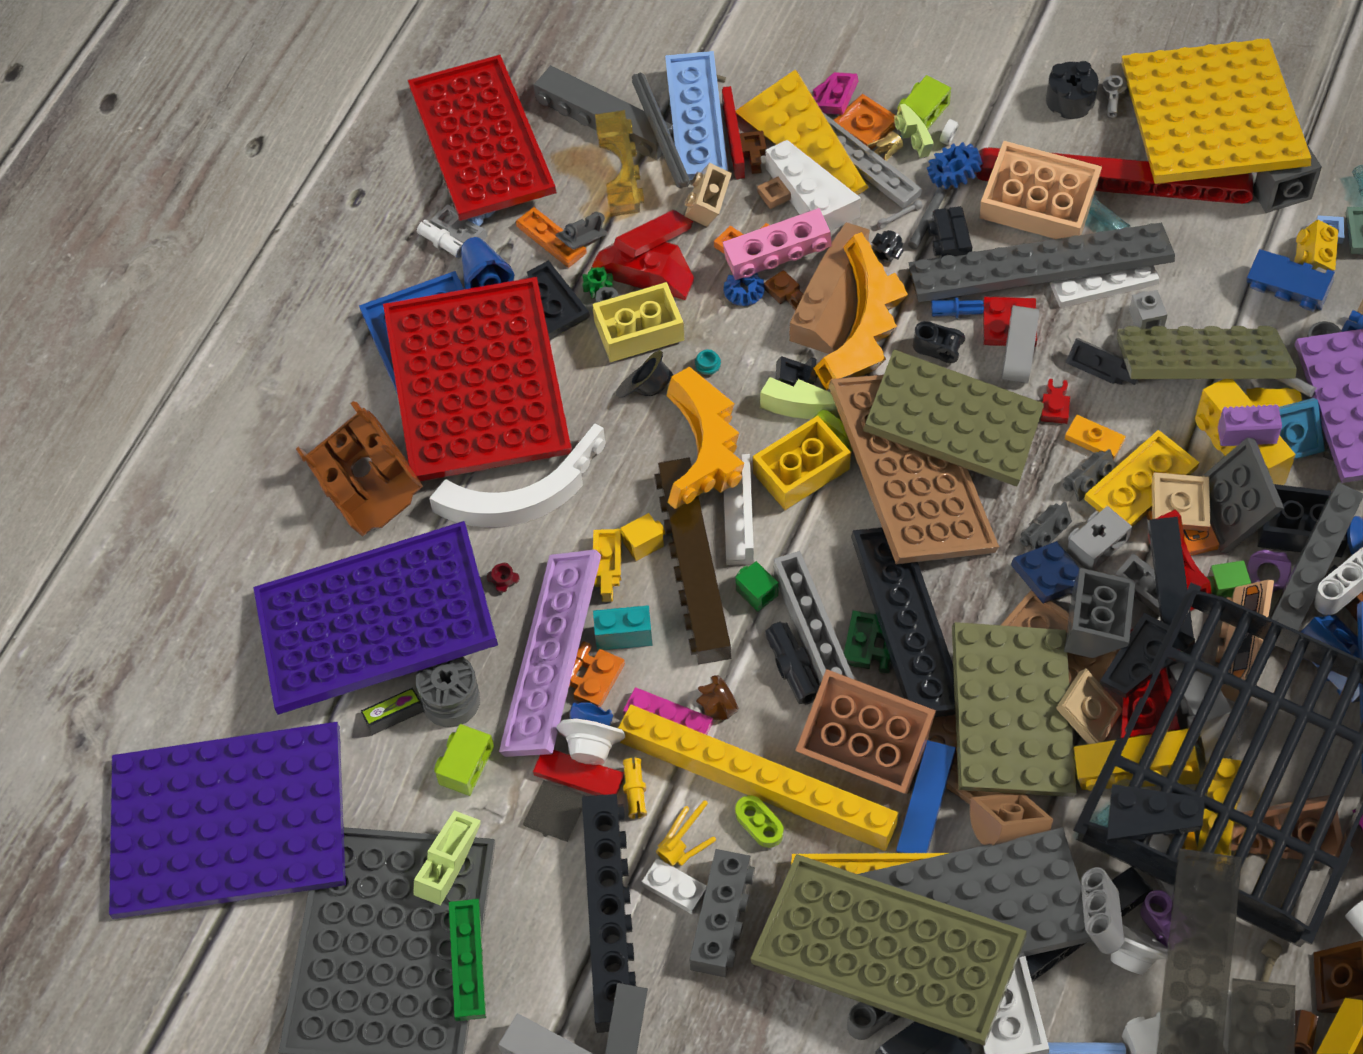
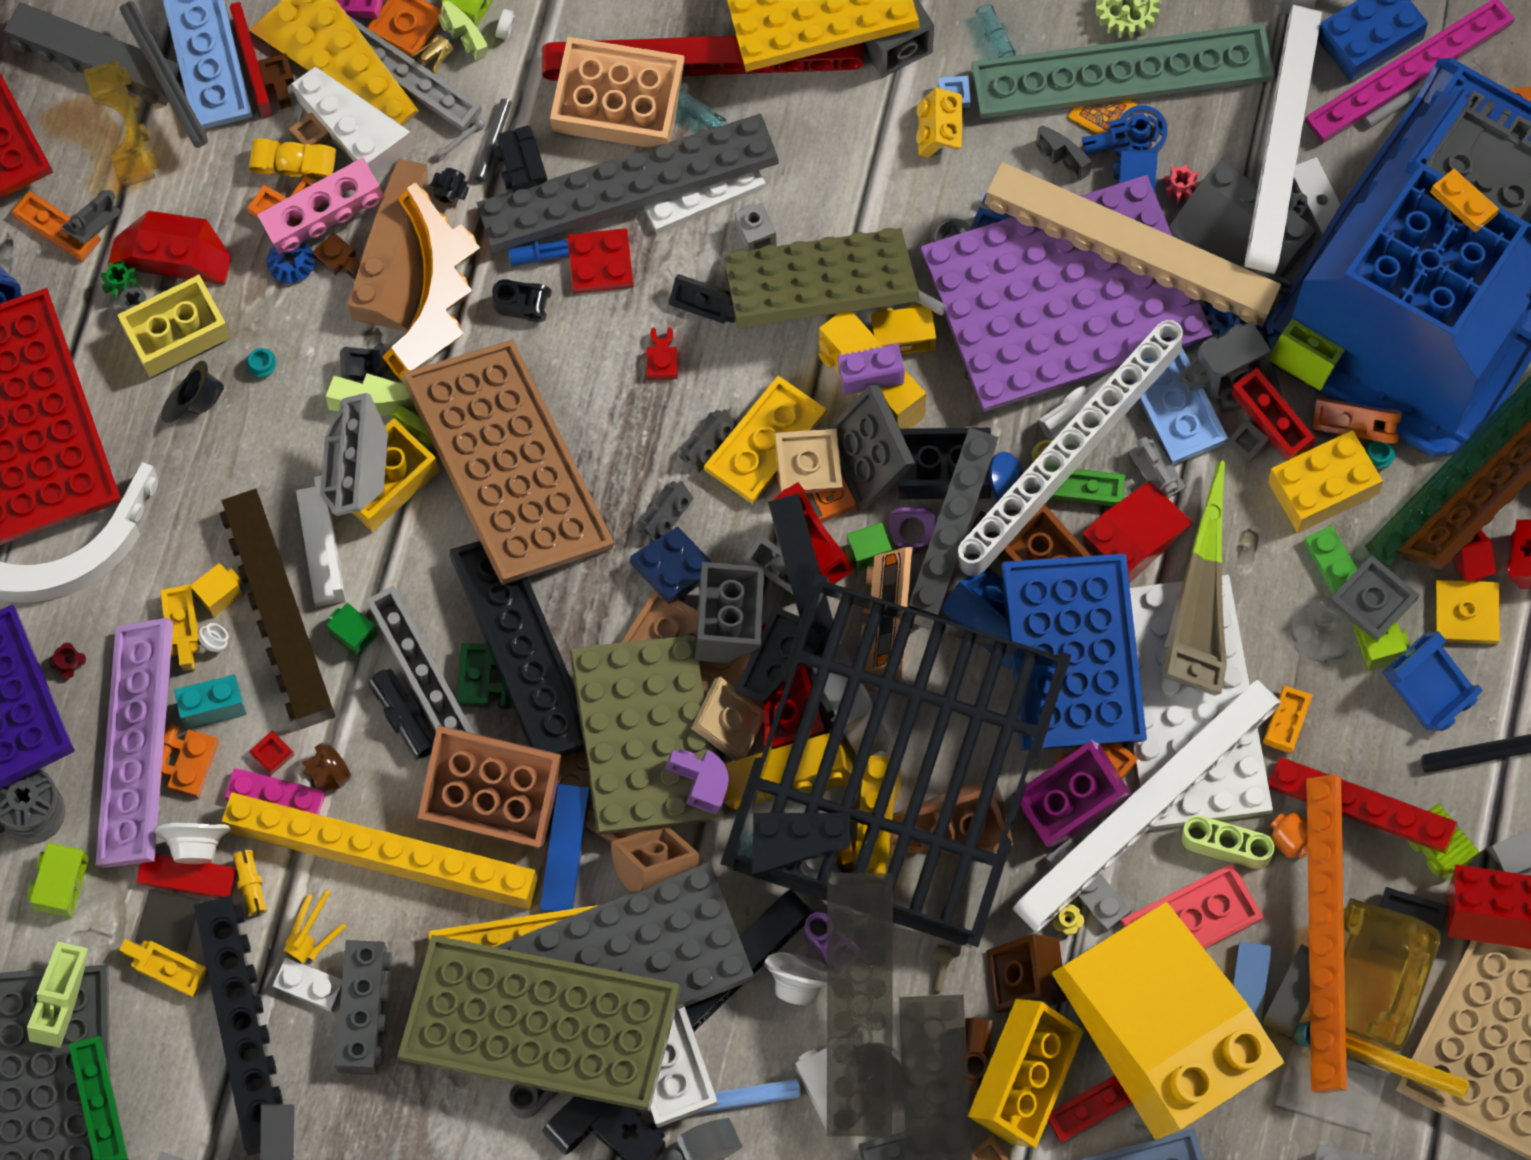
camera: 10 degrees left, 10 degrees up
(547, 849) = (165, 966): none -> yellow hinge
(559, 302) = (78, 312): black wing -> none
(590, 712) = (189, 809): blue hair -> none
(633, 575) = (213, 637): none -> white plate
(653, 233) = (175, 211): red tile -> none
(670, 680) = (271, 753): none -> red tile
(708, 194) = (231, 149): tan brick -> none
(716, 440) = (270, 430): light orange arch -> none
(755, 208) = (291, 159): none -> yellow piece
(760, 822) = (391, 900): lime plate -> none
(781, 436) = (354, 456): none -> light grey wedge
(954, 165) = (516, 70): blue gear -> none
(954, 417) = (548, 395): olive plate -> none
(1020, 344) = (613, 292): light grey beam -> none
(1068, 752) = (708, 775): none -> medium lavender brick
(1094, 436) = (709, 392): light orange plate -> none
(1098, 538) = (720, 532): light grey brick -> none
(1102, 910) = (757, 947): light grey beam -> none
(1290, 280) = (911, 168): blue wedge -> none
(1302, 427) = (930, 354): dark azure tile -> none

